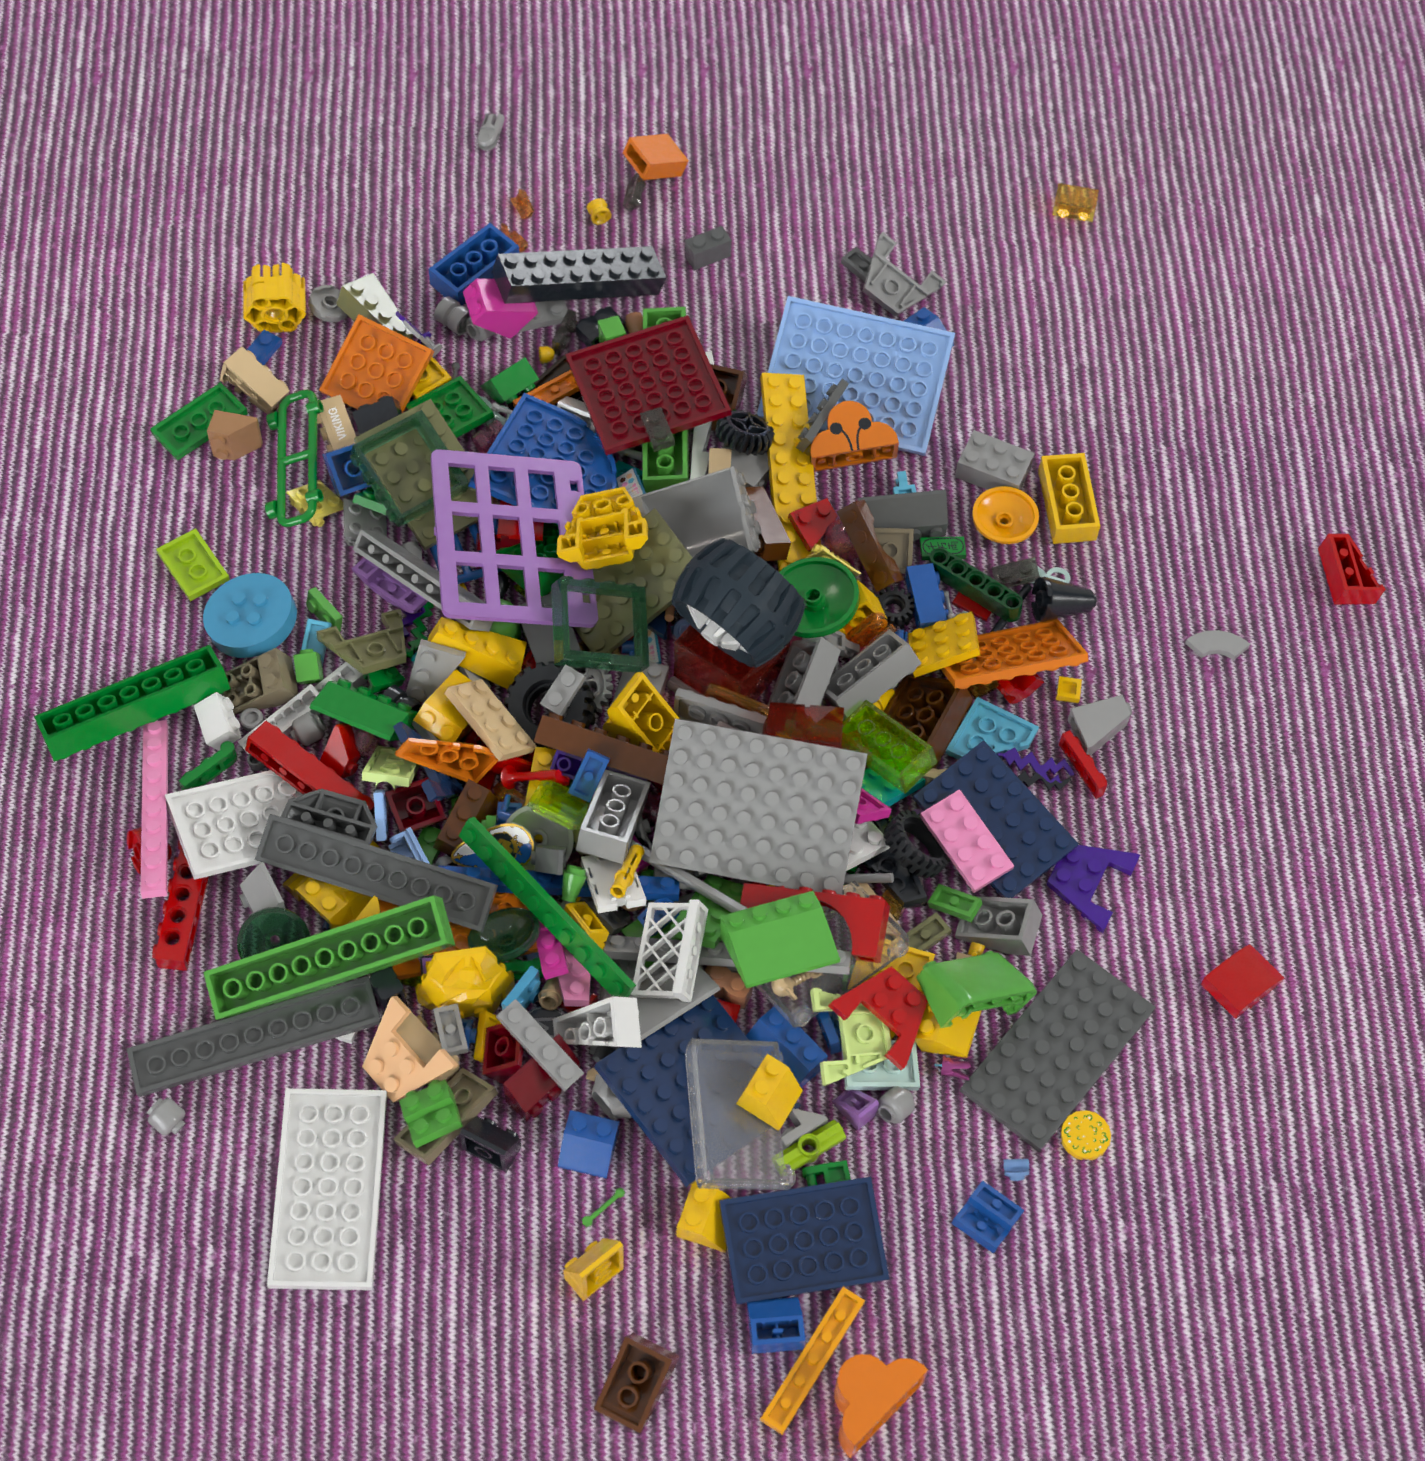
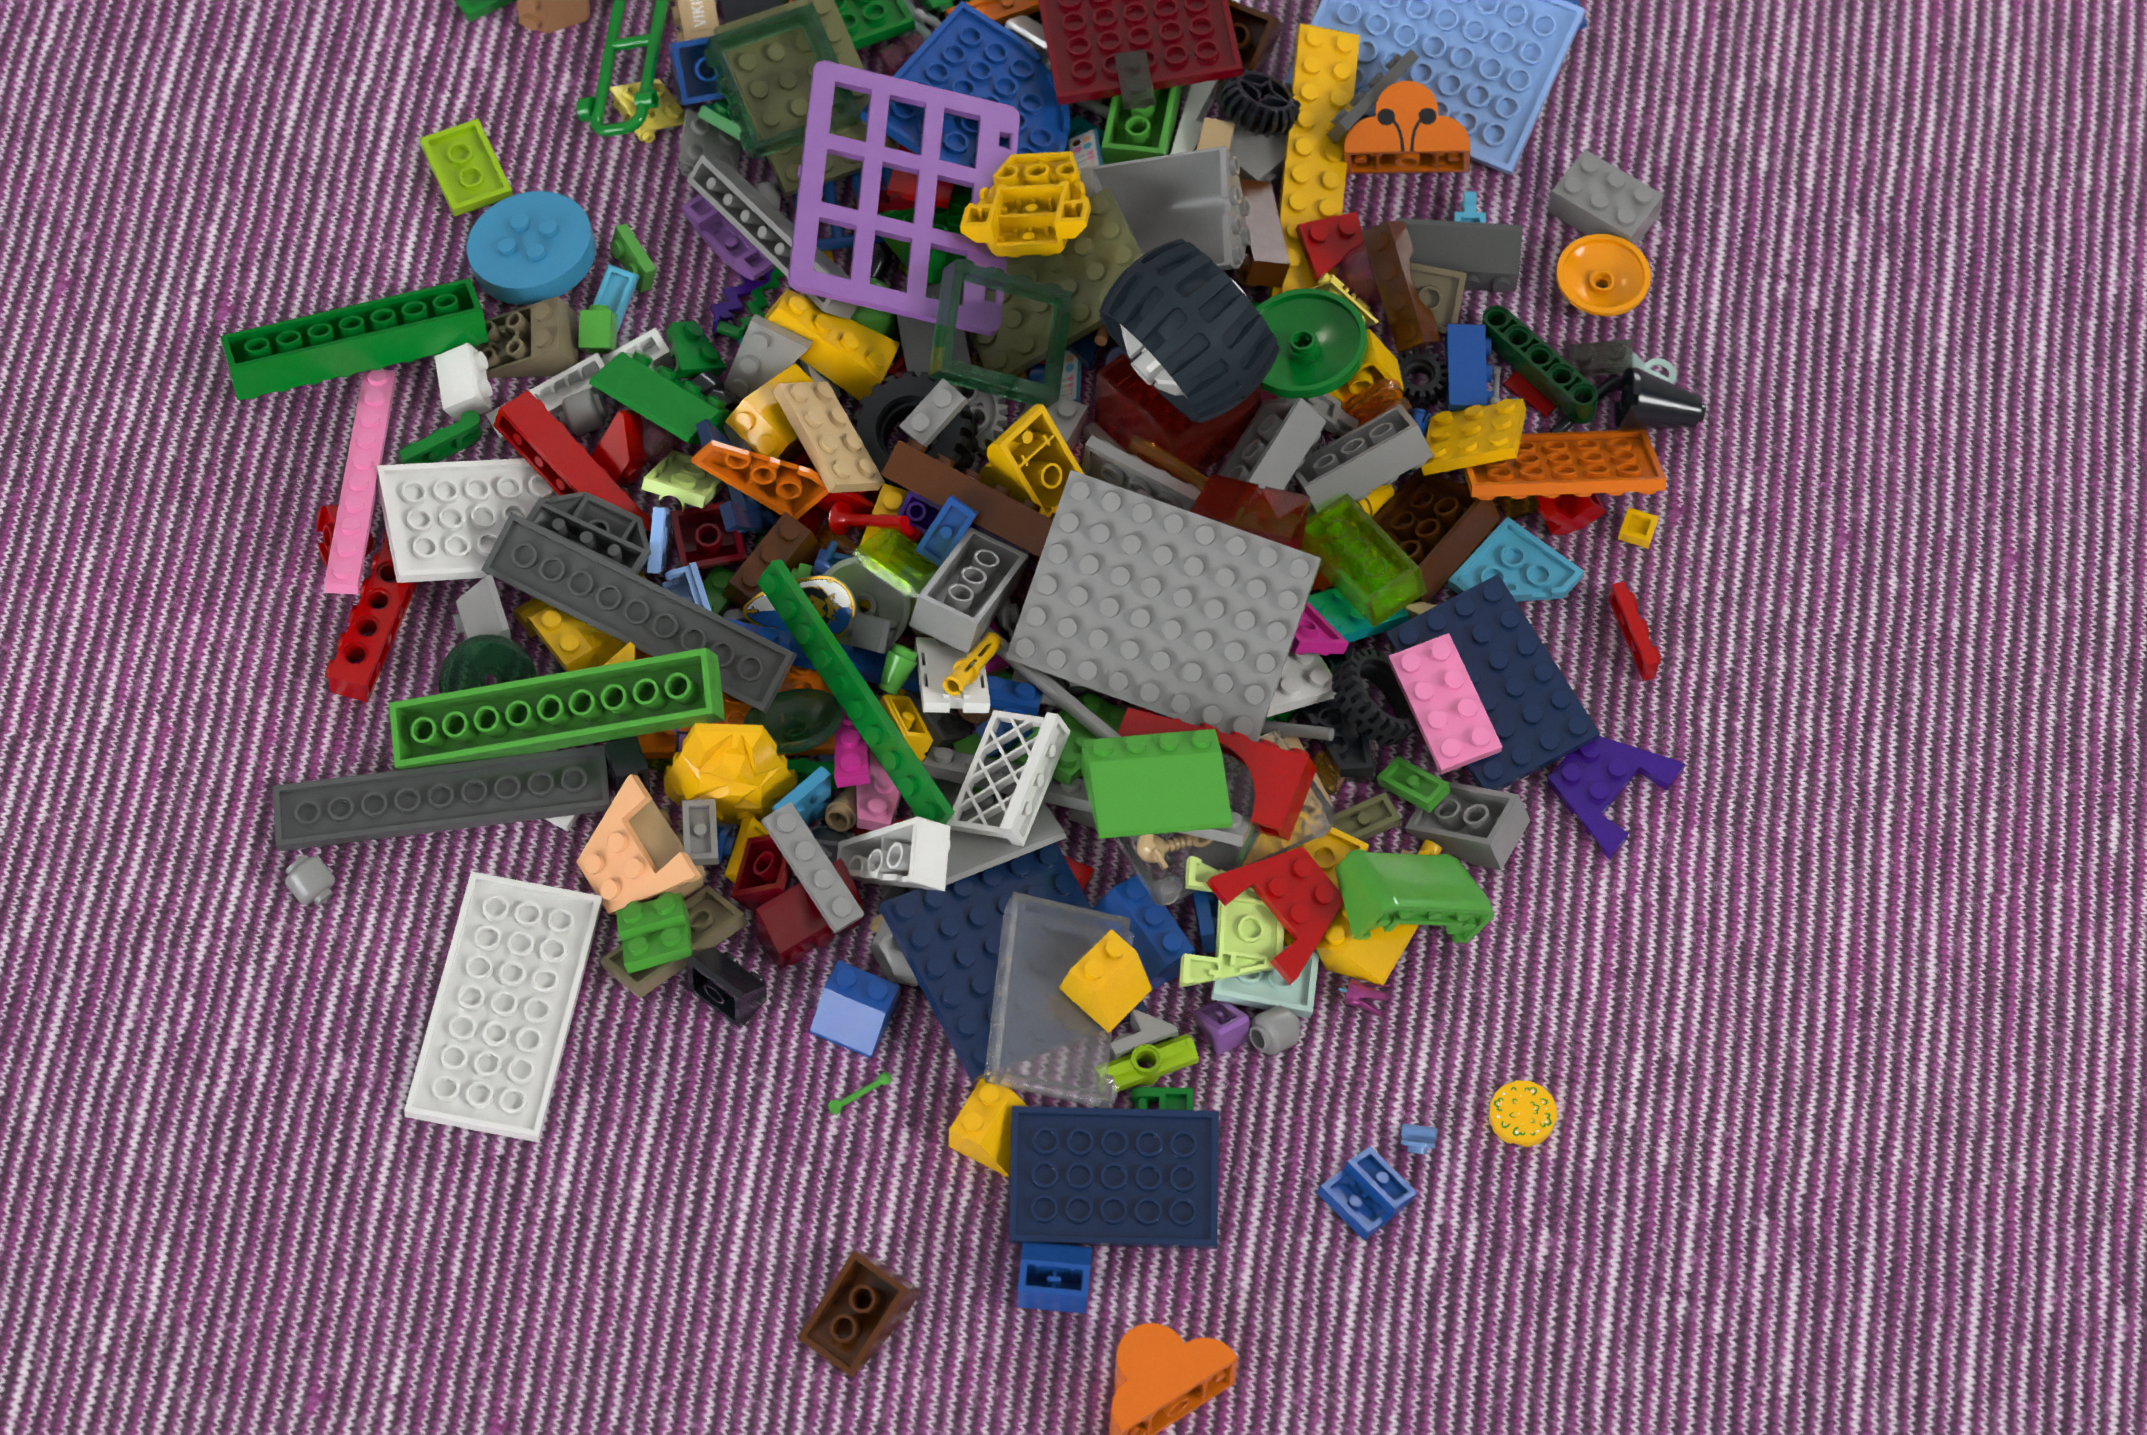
camera: 10 degrees right, 0 degrees up
(251, 718) = (508, 386): light grey tile -> none
(254, 763) = (503, 447): dark grey hinge -> none
(373, 650) = (686, 321): olive wing -> none
(595, 1267) = (832, 1164): yellow slope -> none
(731, 985) = (1083, 840): nougat brick -> none
(812, 1360) = (1094, 1328): light orange plate -> none
(954, 545) = (1522, 305): green tile -> none
(1040, 770) = (1572, 629): dark purple piece -> none
(1057, 1050) = (1511, 998): dark grey plate -> none
(1068, 498) = (1699, 265): yellow brick -> none
(1099, 721) = (1670, 578): light grey slope -> none
(1217, 643) = (1864, 498): light grey tile -> none
(1242, 980) = (1784, 951): red slope -> none
(1347, 573) = (2071, 432): red wedge -> none

